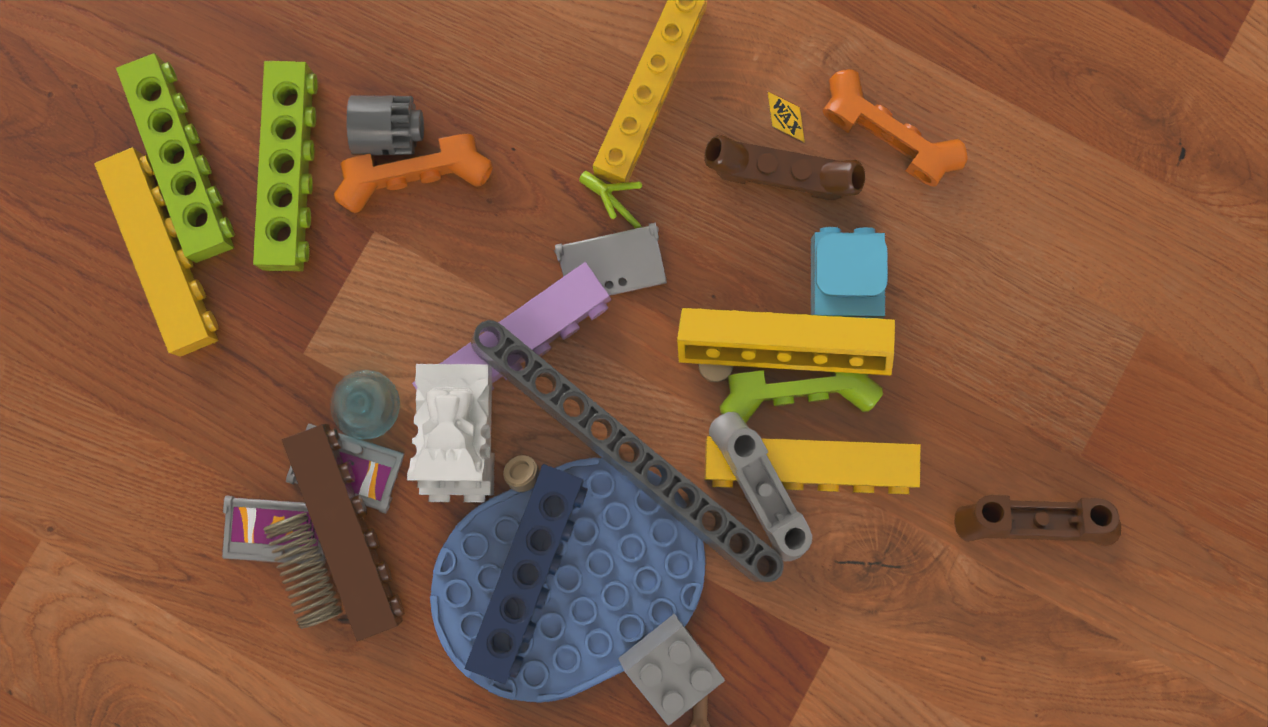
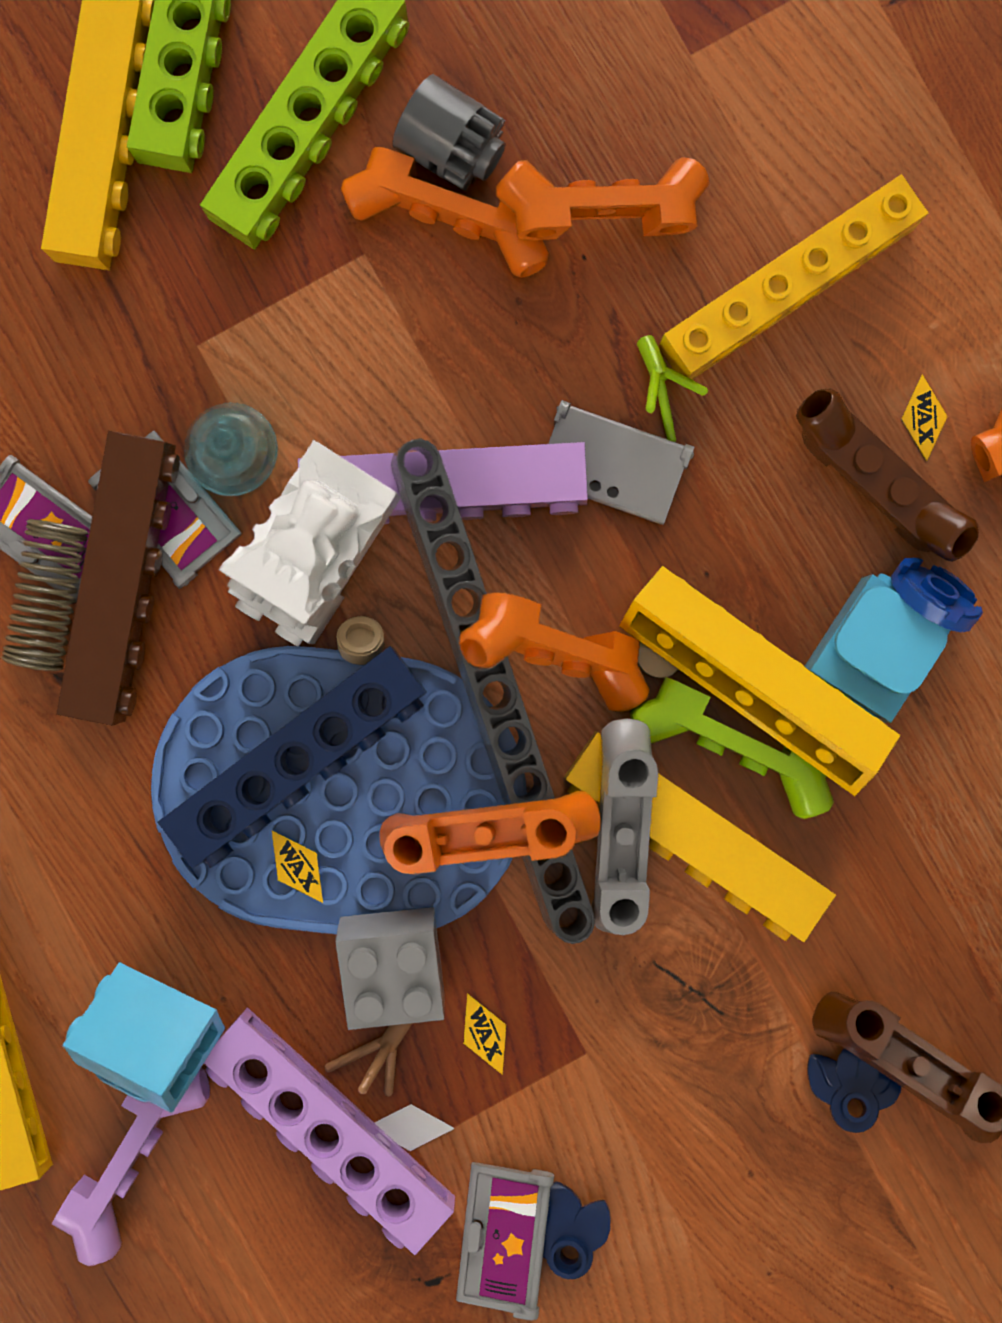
camera: 30 degrees right, 5 degrees up
(475, 135) = (547, 210): none -> orange plate
(570, 643) = (297, 866): none -> yellow sticker
(611, 401) = (513, 624): none -> orange plate
(678, 541) = (496, 832): none -> orange plate
(758, 676) = (484, 1034): none -> yellow sticker
(862, 220) = (936, 595): none -> blue tile
(1006, 555) = (848, 1079): none -> dark blue plate

